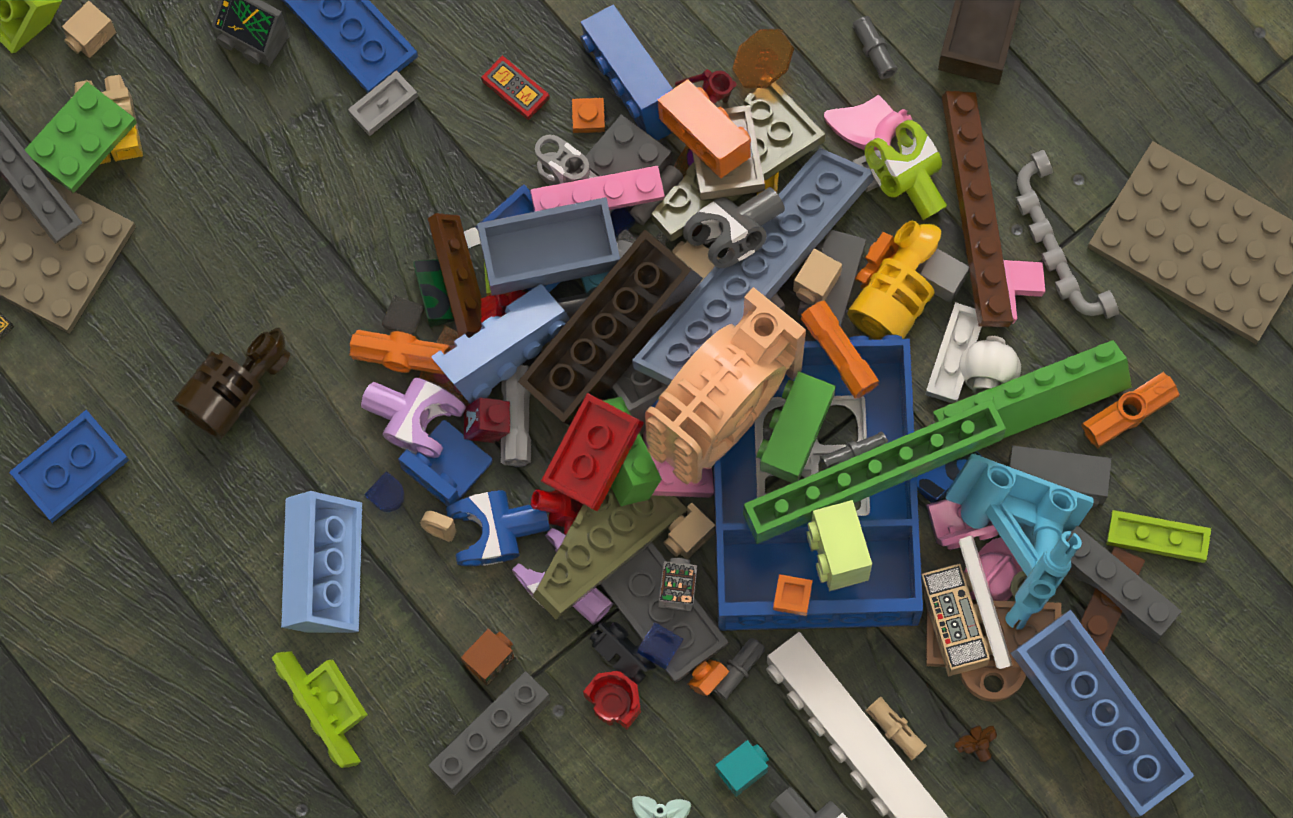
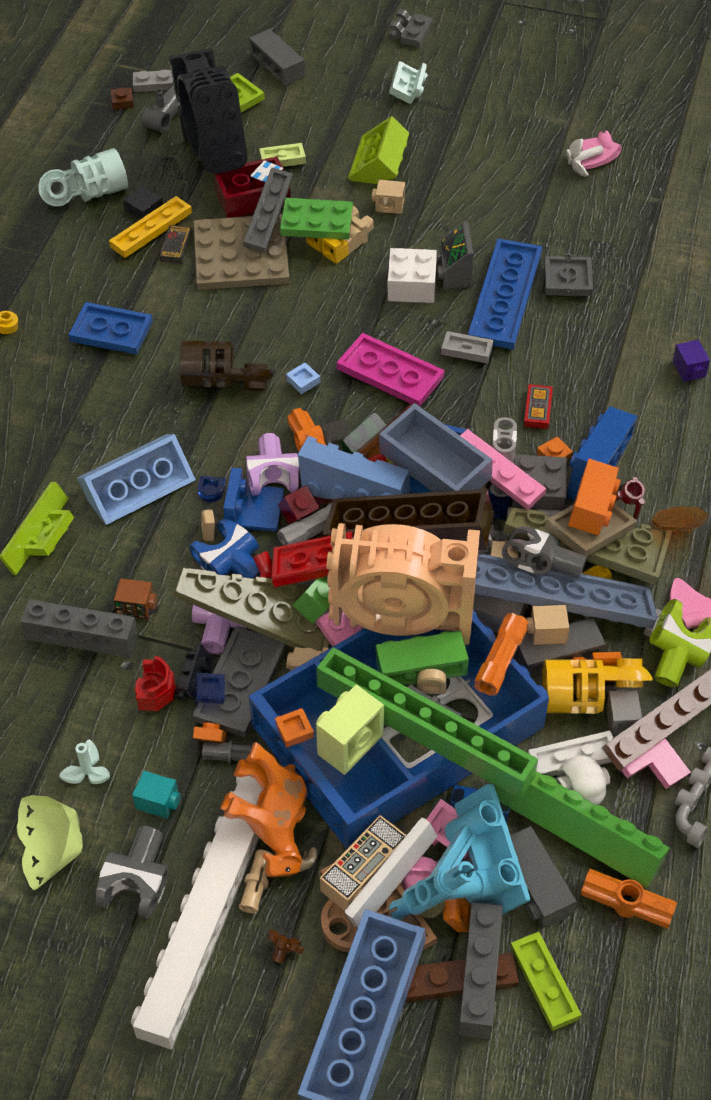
camera: 55 degrees right, 20 degrees down
(236, 89) = (412, 275): none -> white brick
(302, 303) = (303, 378): none -> light blue plate
(356, 204) = (390, 369): none -> dark pink plate
(677, 584) = (260, 670): brick -> none
(827, 436) = (431, 681): none -> tan tile
(850, 667) = (275, 812): none -> orange animal

